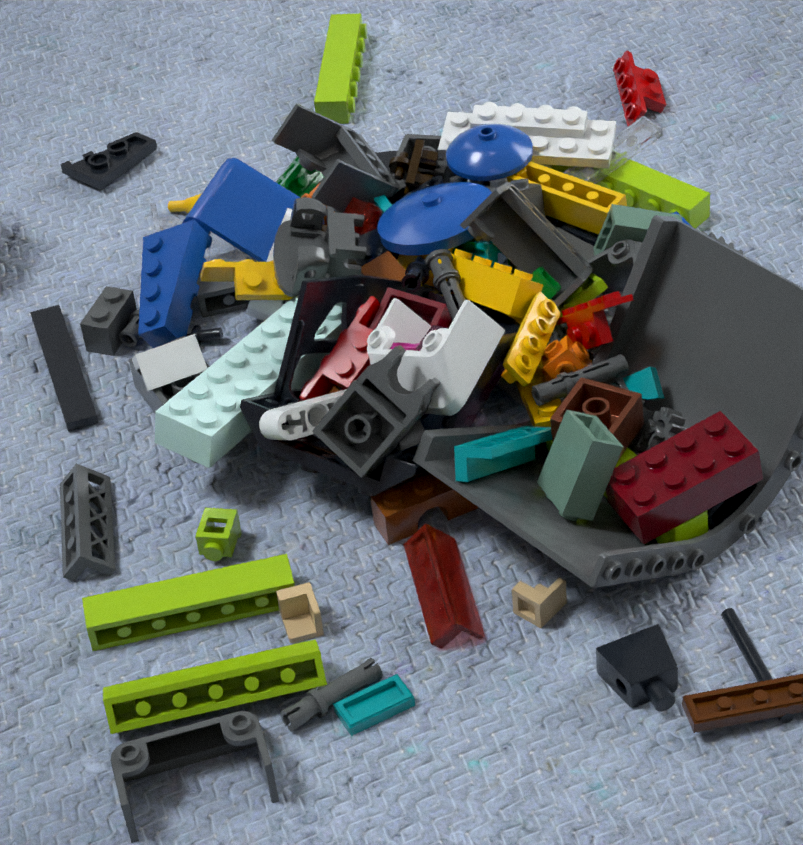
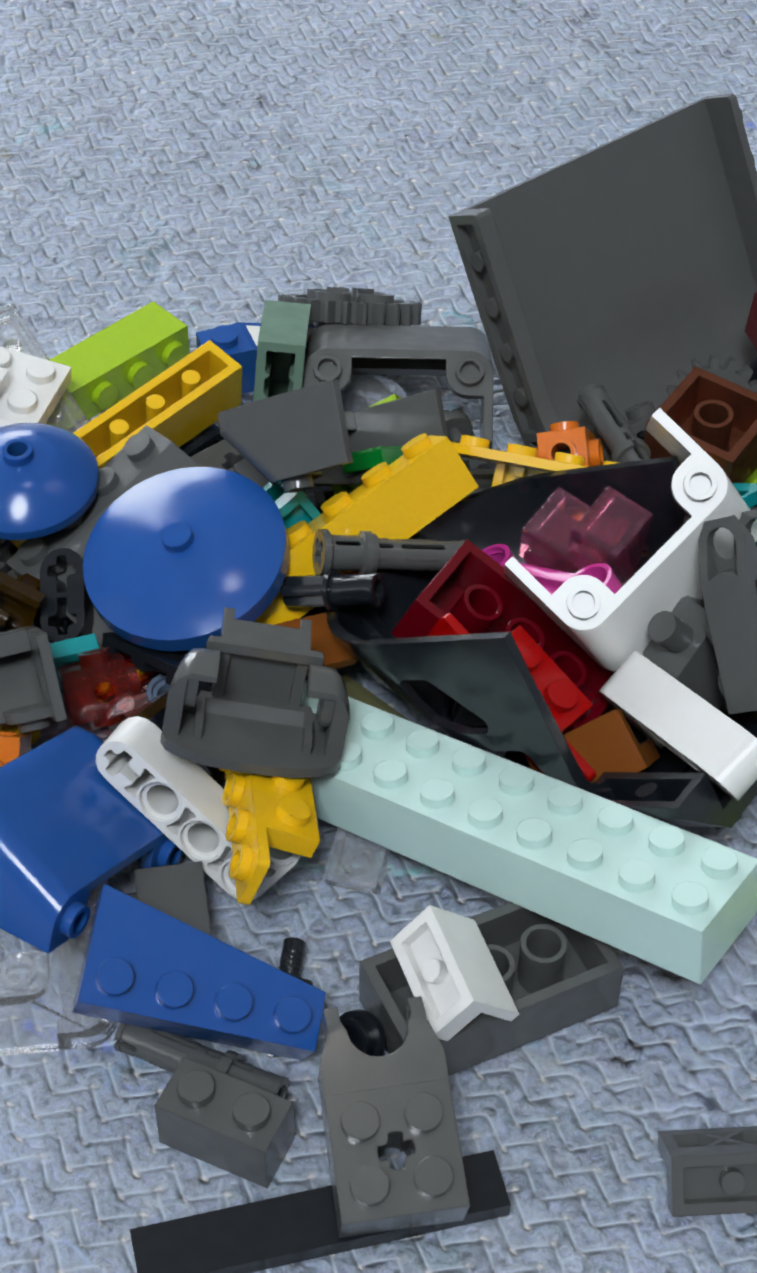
camera: 90 degrees left, 5 degrees up
(86, 355) = (390, 1104): none -> dark grey brick
(588, 320) = (527, 389): red bracket -> none
(646, 383) = (623, 386): teal tile -> none

